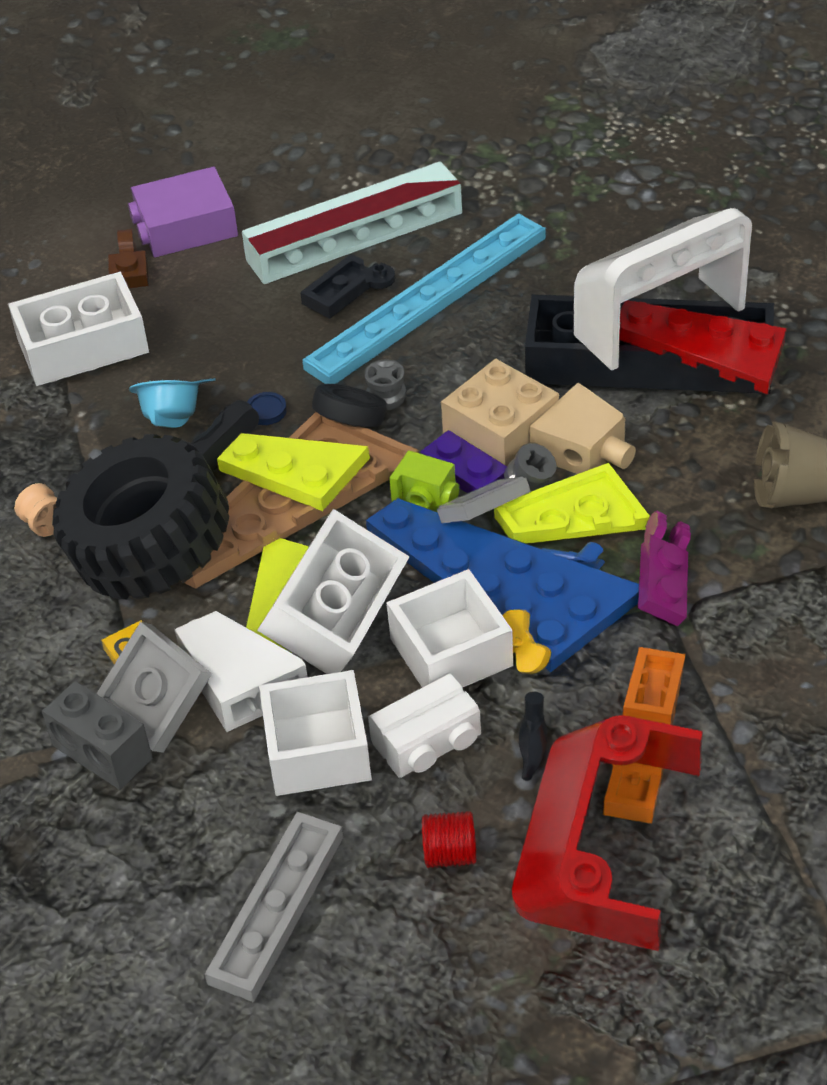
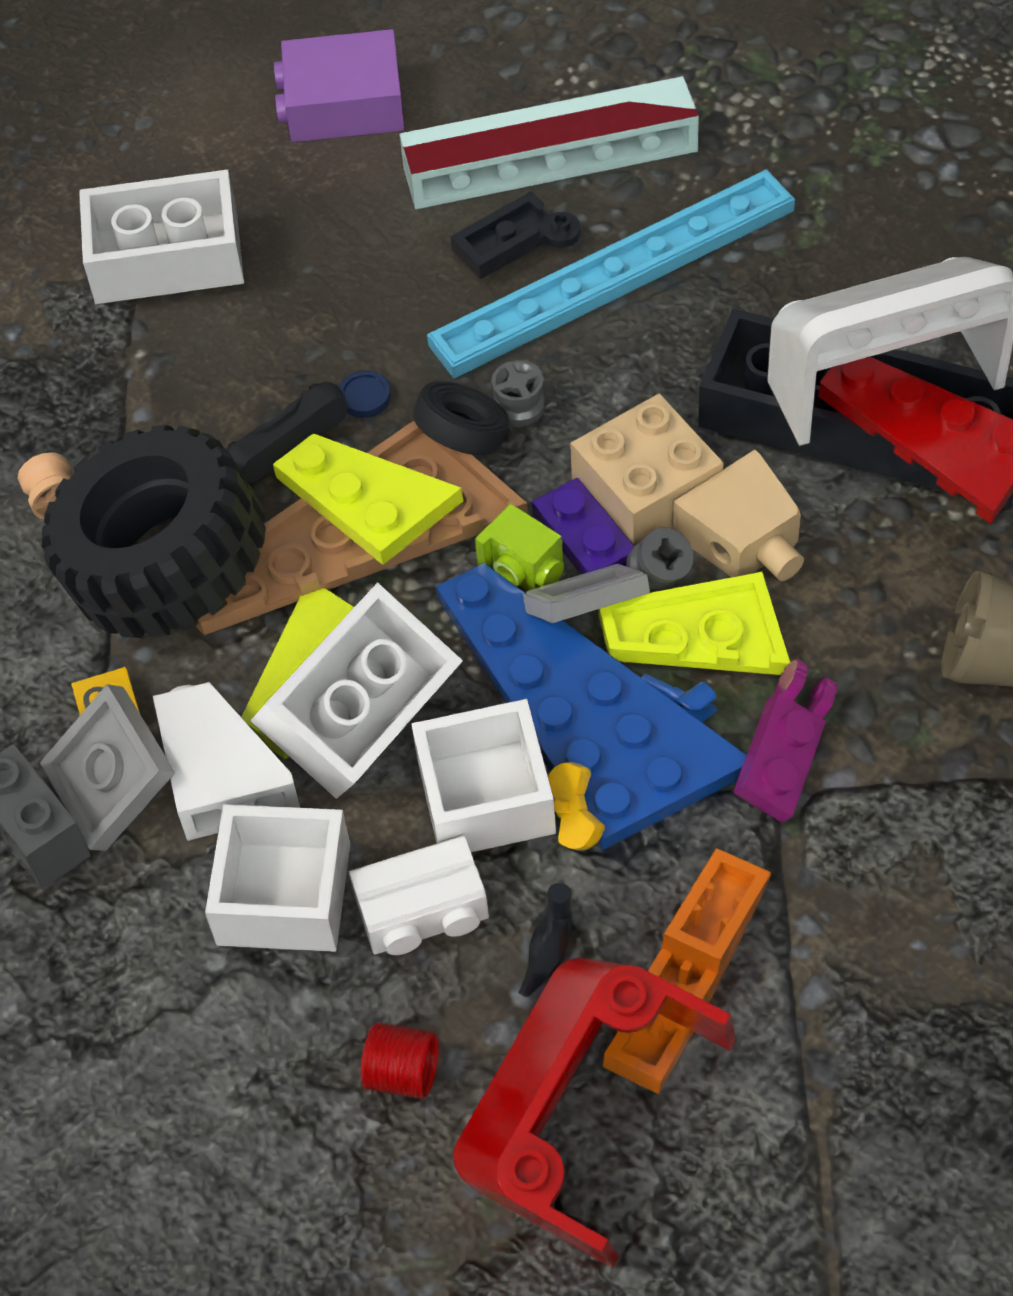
camera: 15 degrees right, 10 degrees up
(128, 261) = (254, 153): reddish brown plate -> none
(168, 401) = (244, 367): medium azure piece -> none
(274, 907) = (170, 1095): light grey plate -> none

